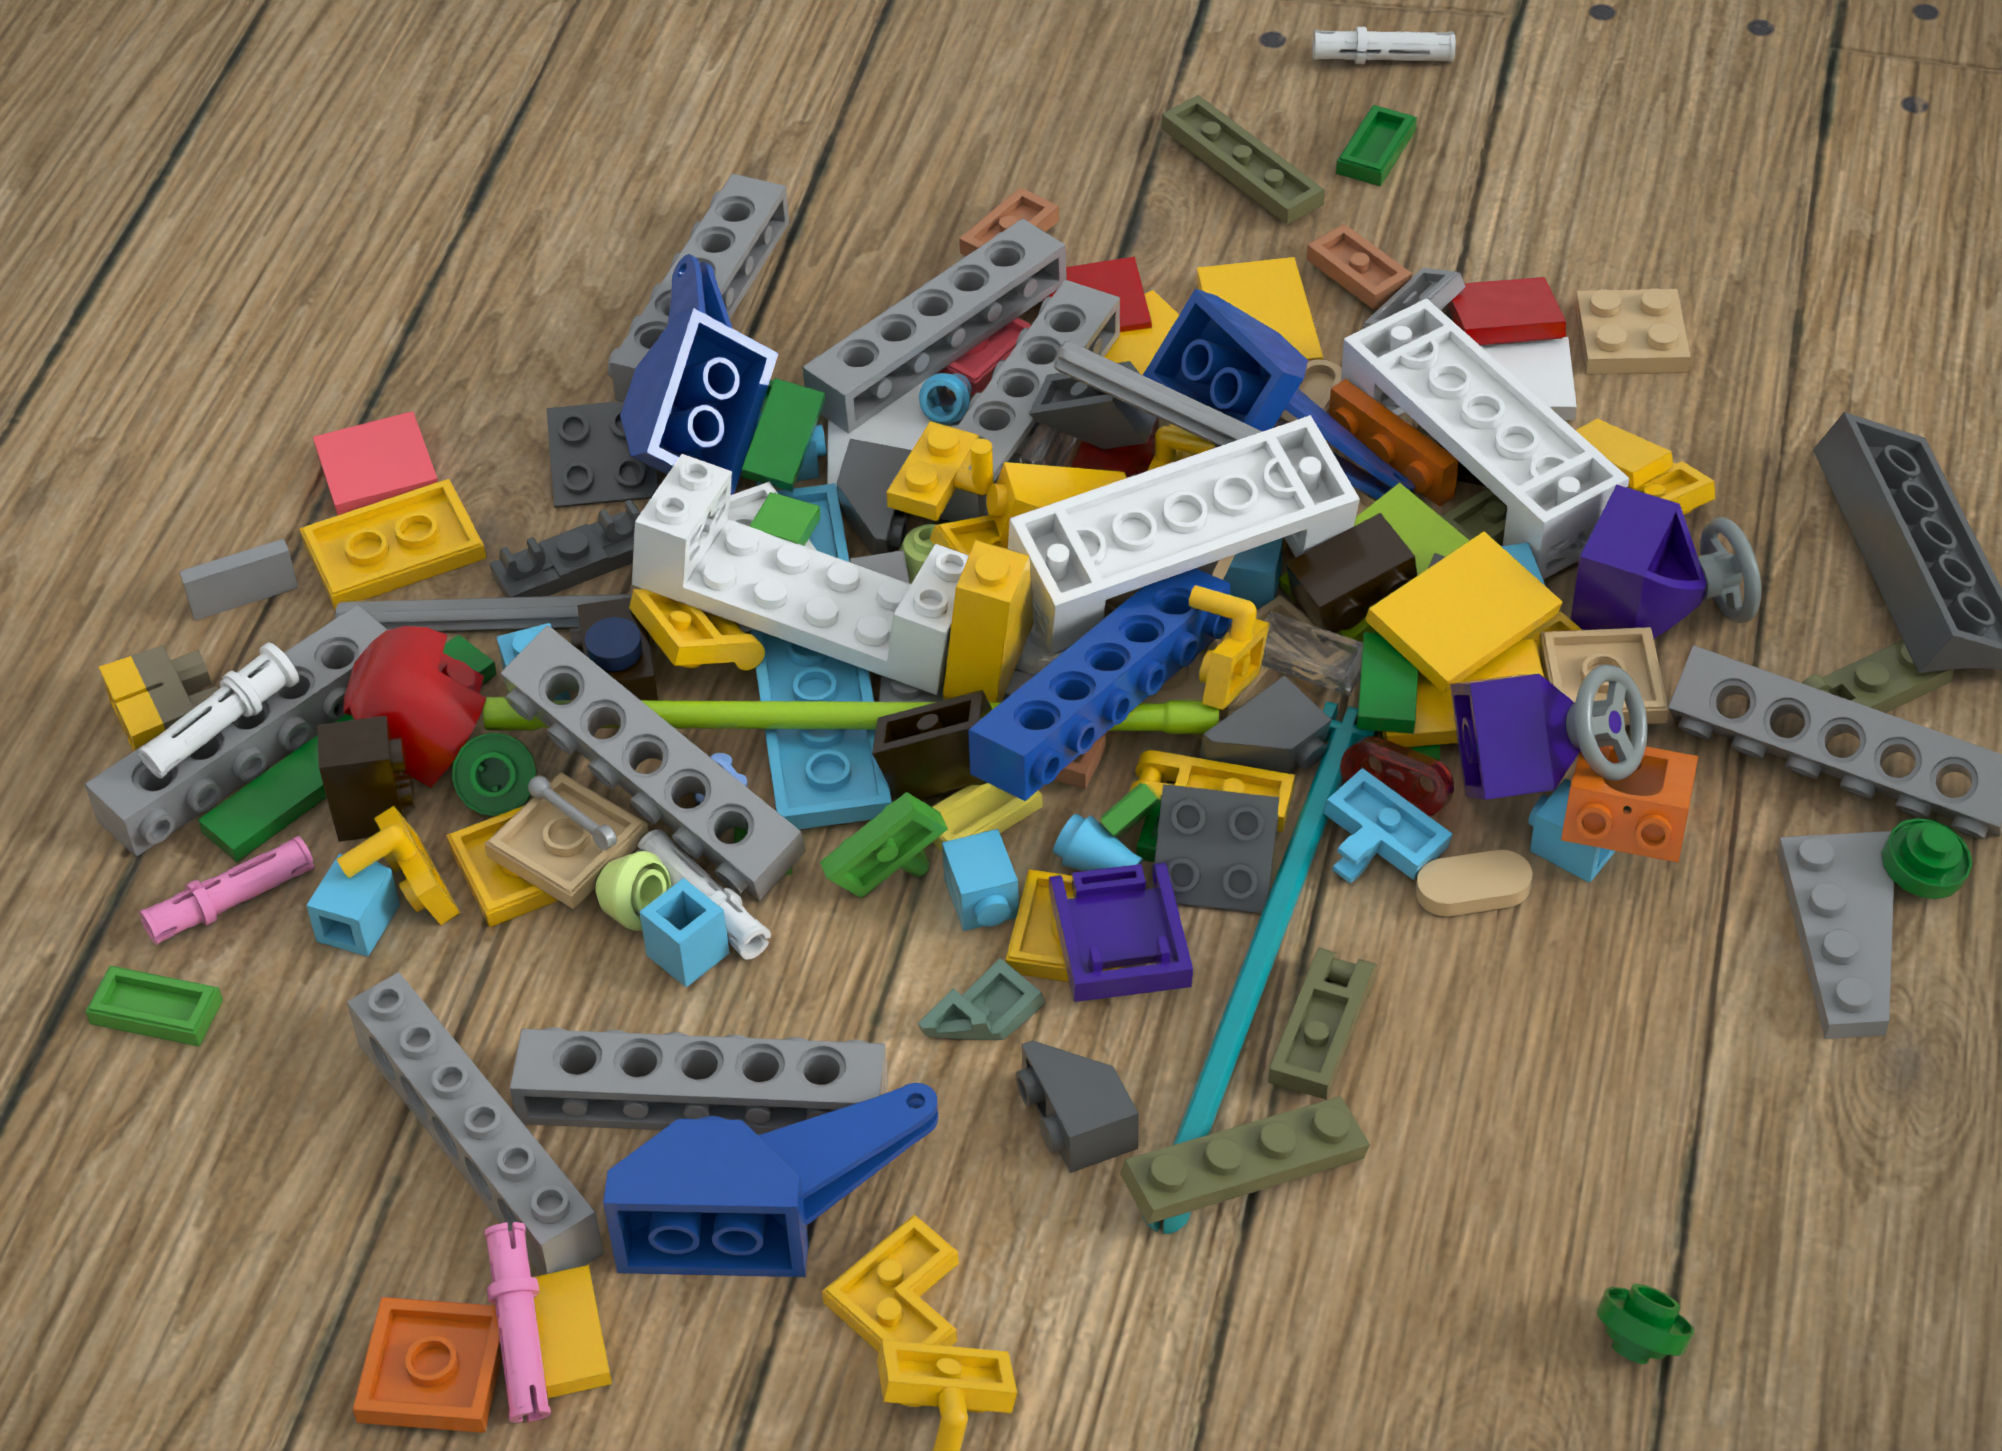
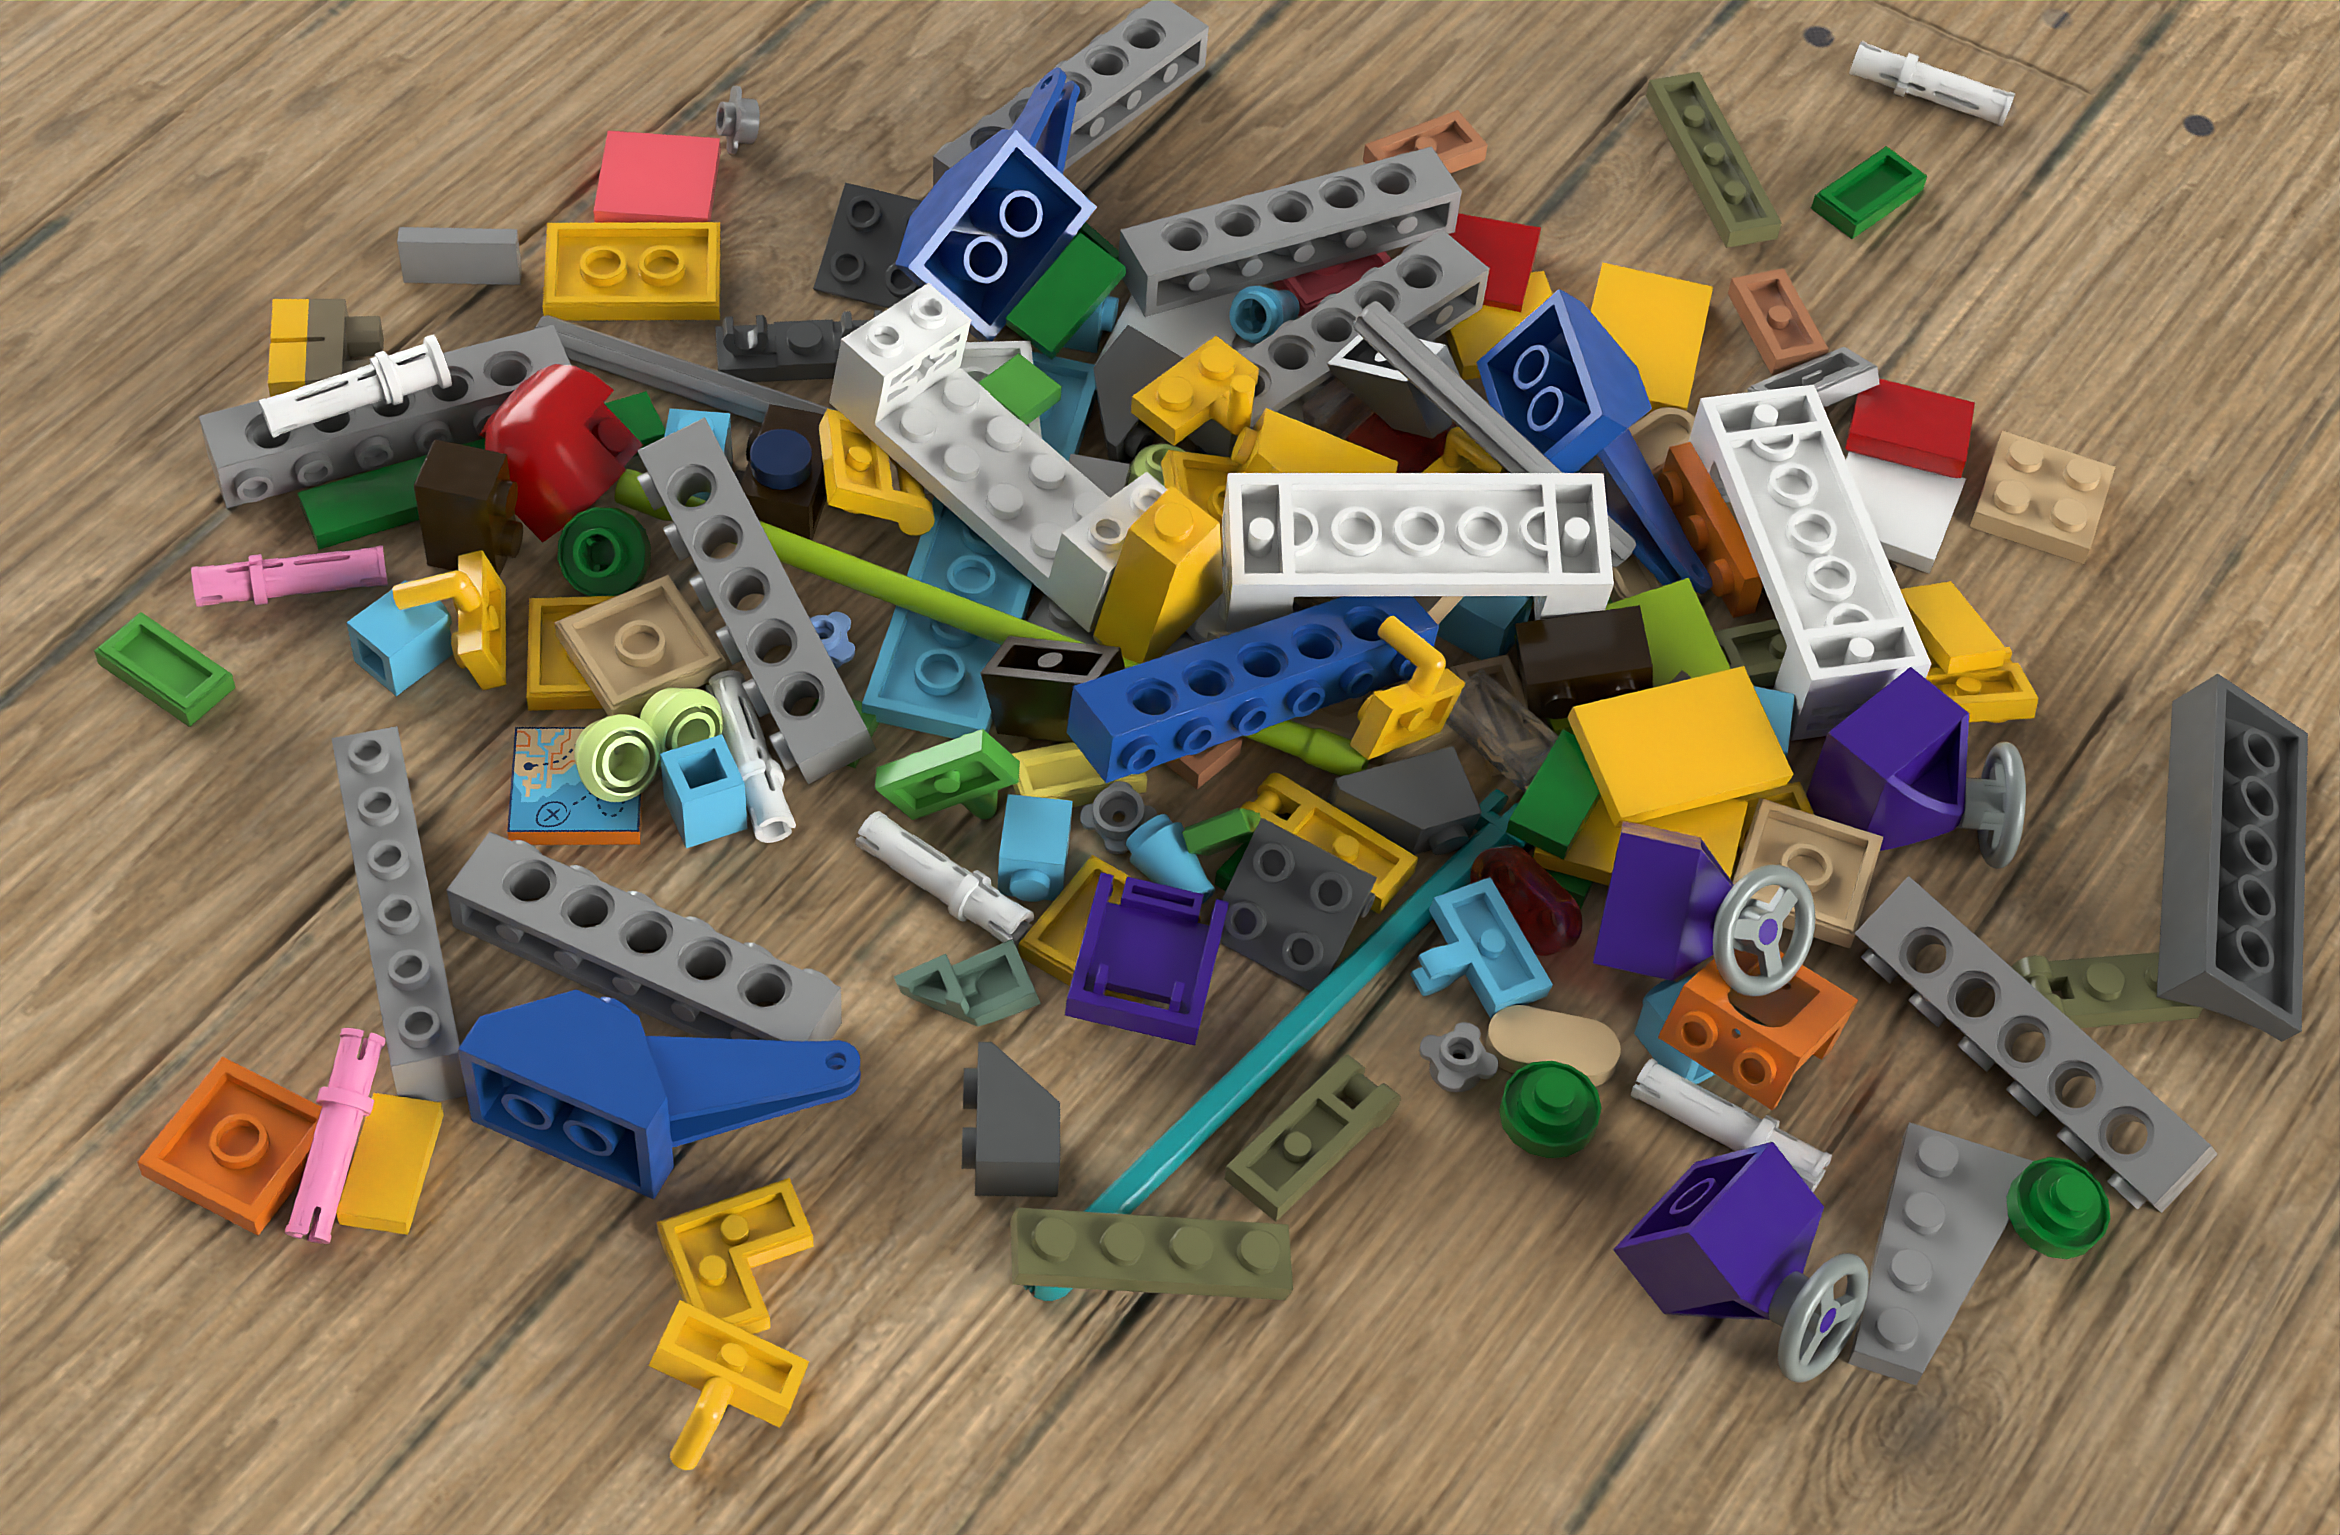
camera: 15 degrees right, 5 degrees up
(422, 391) = (738, 120): none -> light grey plate
(567, 970) = (552, 803): none -> tile
(598, 930) = (617, 757): none -> yellowish green cone
(602, 835) = (635, 584): light grey hinge -> none
(939, 936) = (963, 892): none -> white pin
(1029, 817) = (1116, 798): none -> light grey plate
(1401, 931) = (1453, 1073): none -> light grey plate
(1499, 930) = (1550, 1109): none -> green plate
(1646, 890) = (1724, 1120): none -> white pin
(1701, 977) = (1736, 1248): none -> dark purple piece

